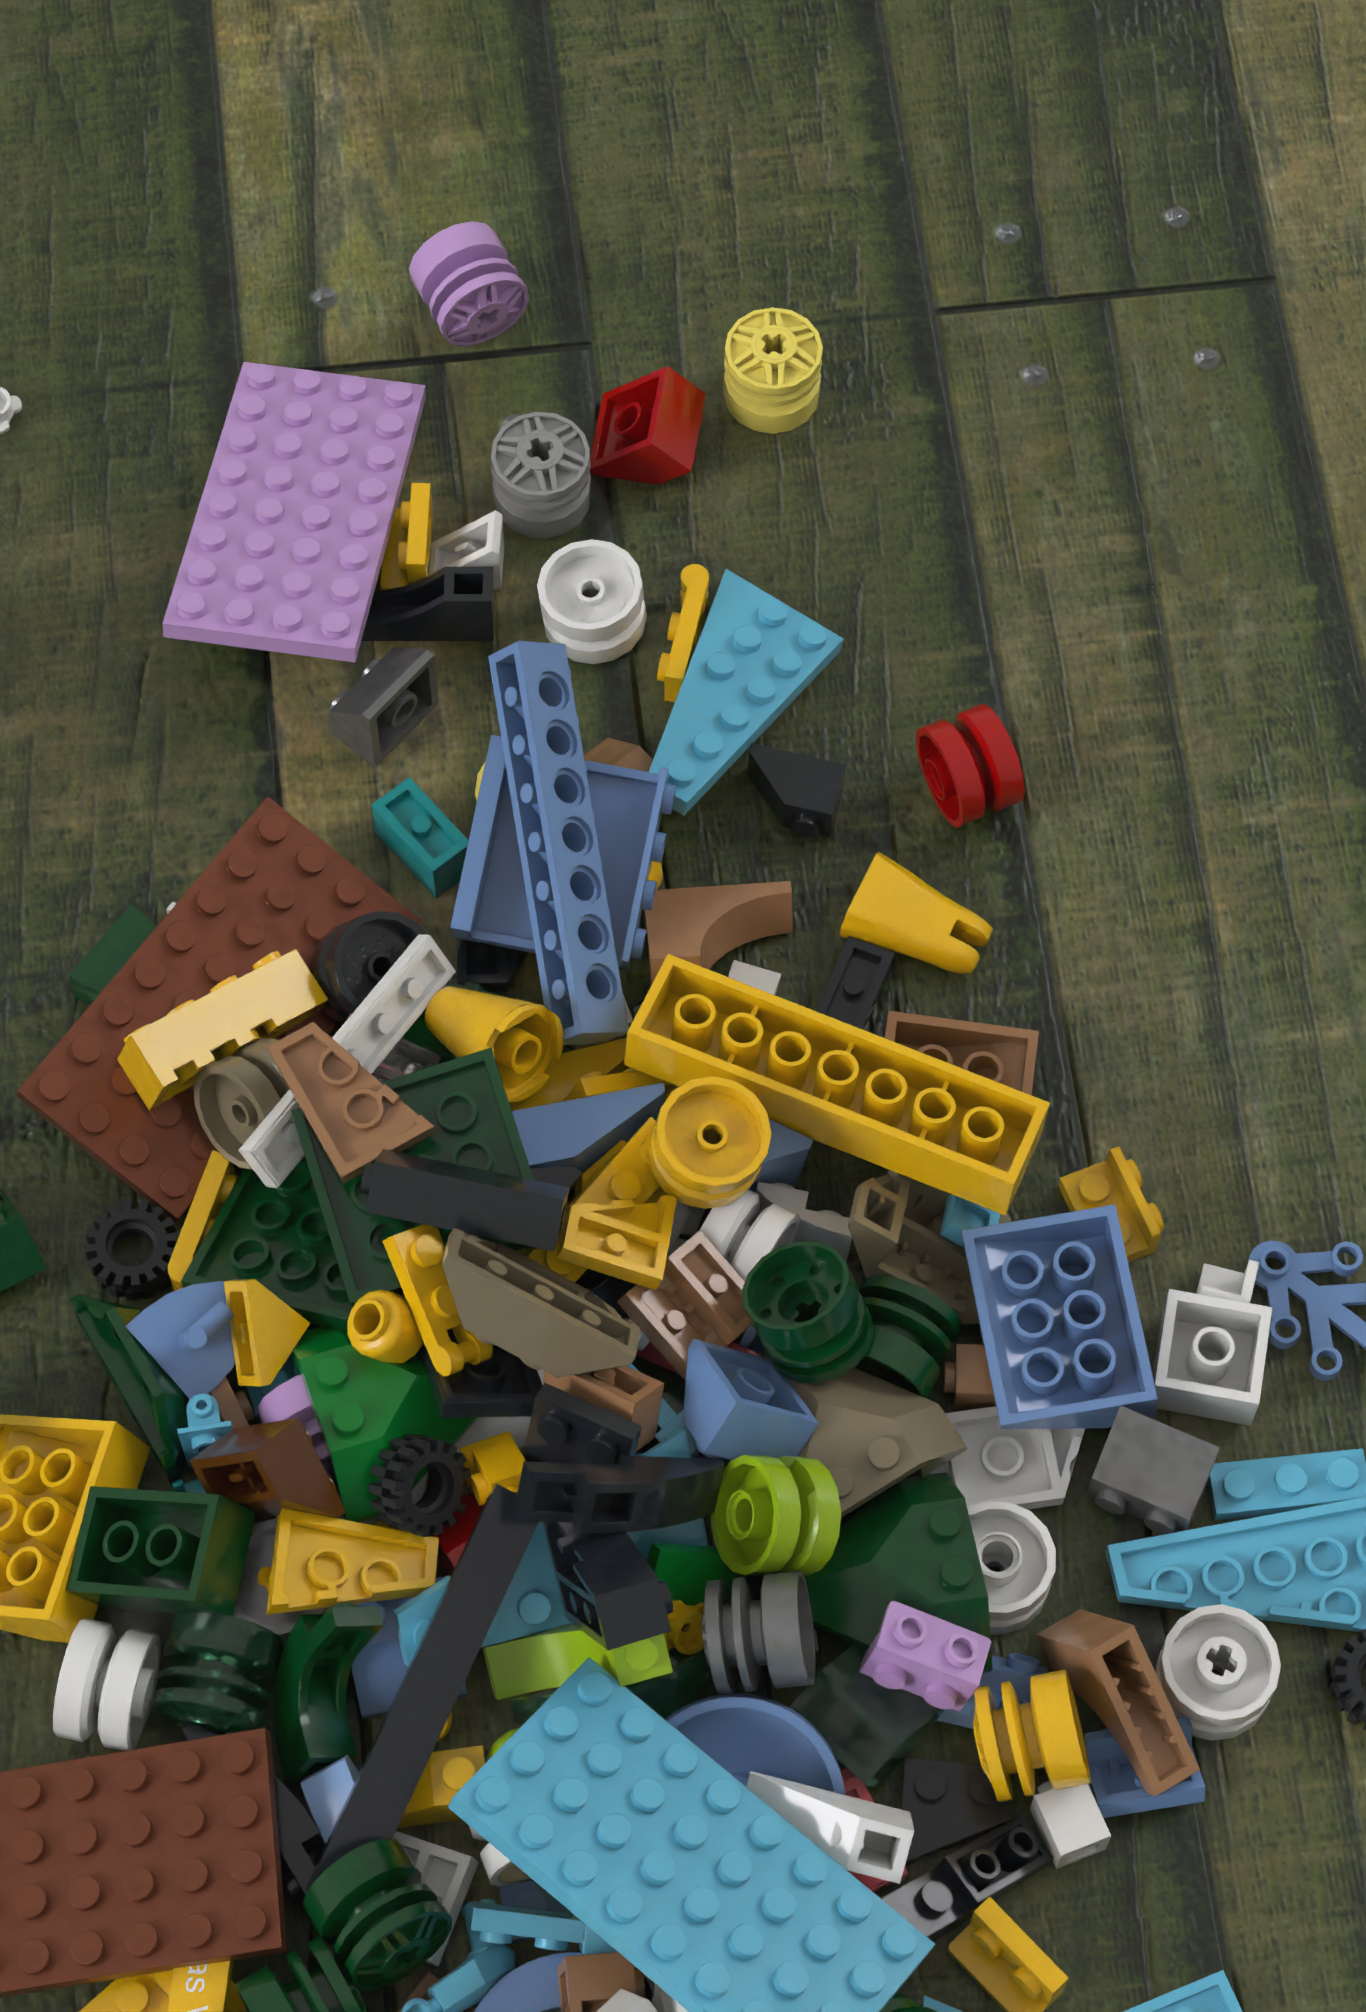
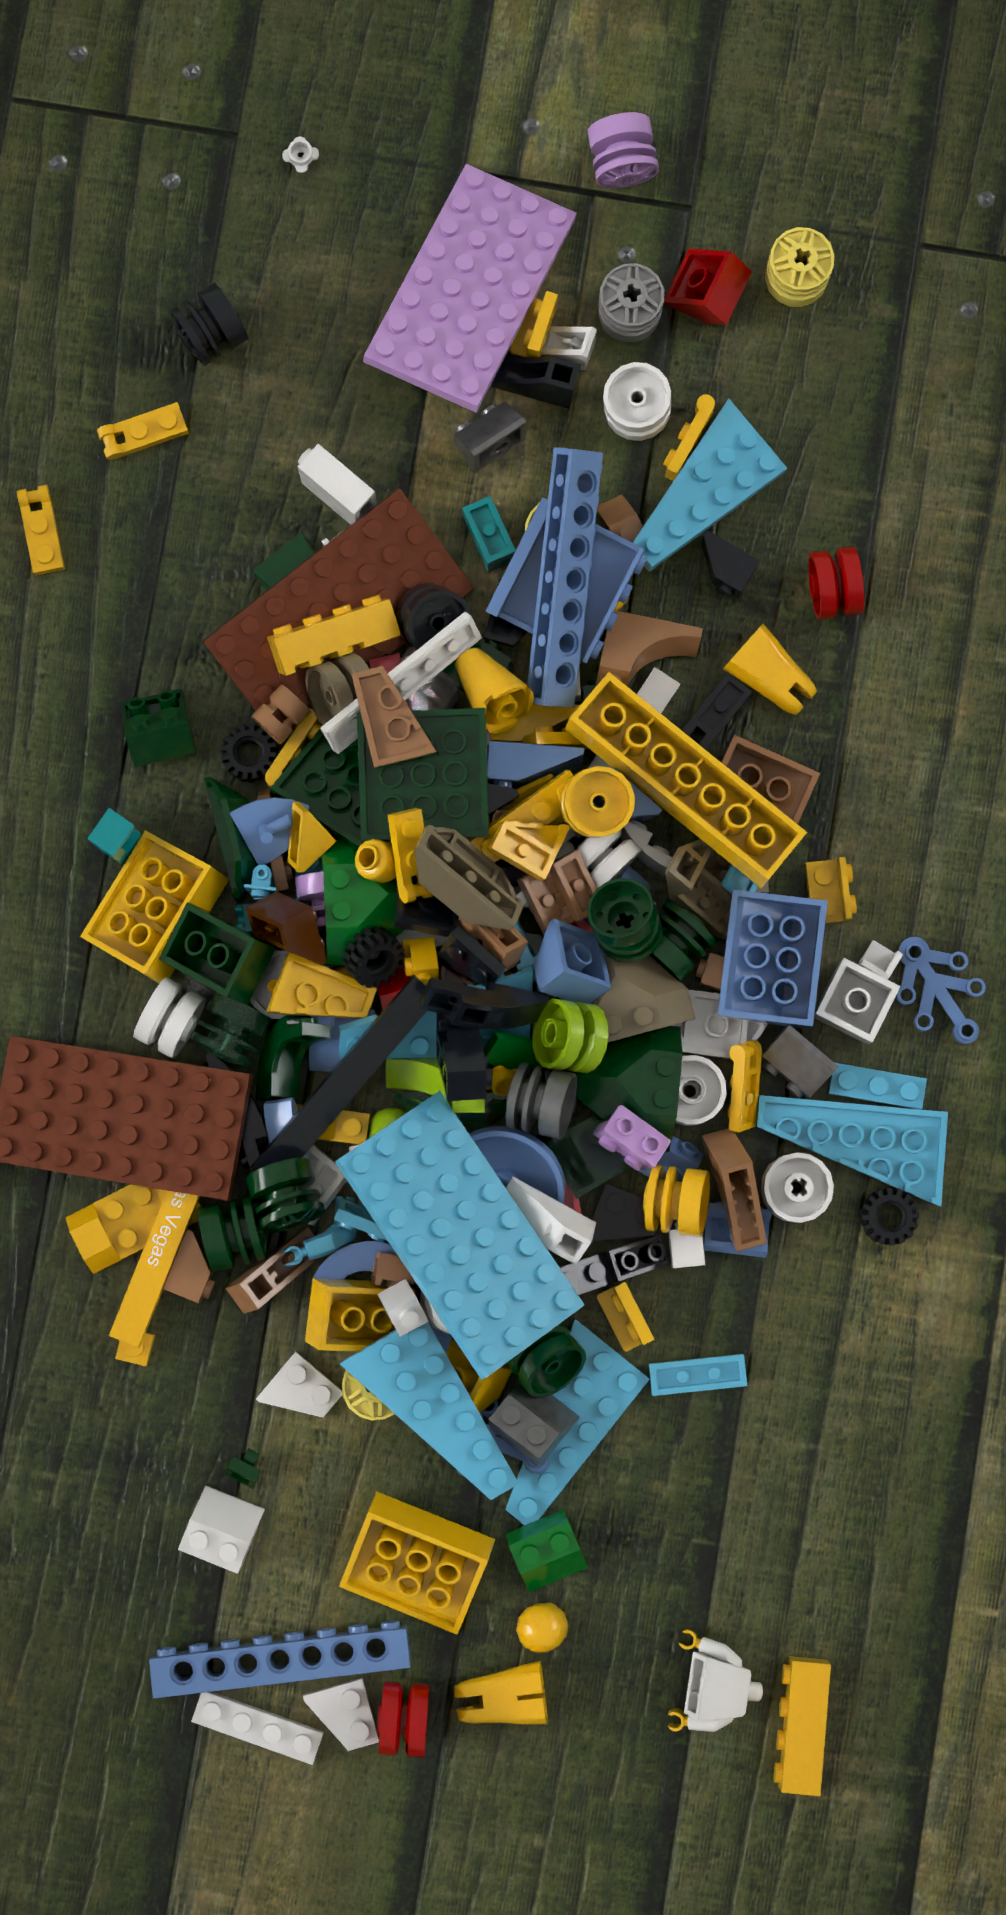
camera: 15 degrees right, 20 degrees up
(165, 821) = (335, 484): none -> white brick
(166, 1172) = (289, 706): none -> medium nougat wheel
(465, 1199) = (442, 803): black brick -> none
(1079, 1532) = (744, 1085): none -> yellow plate

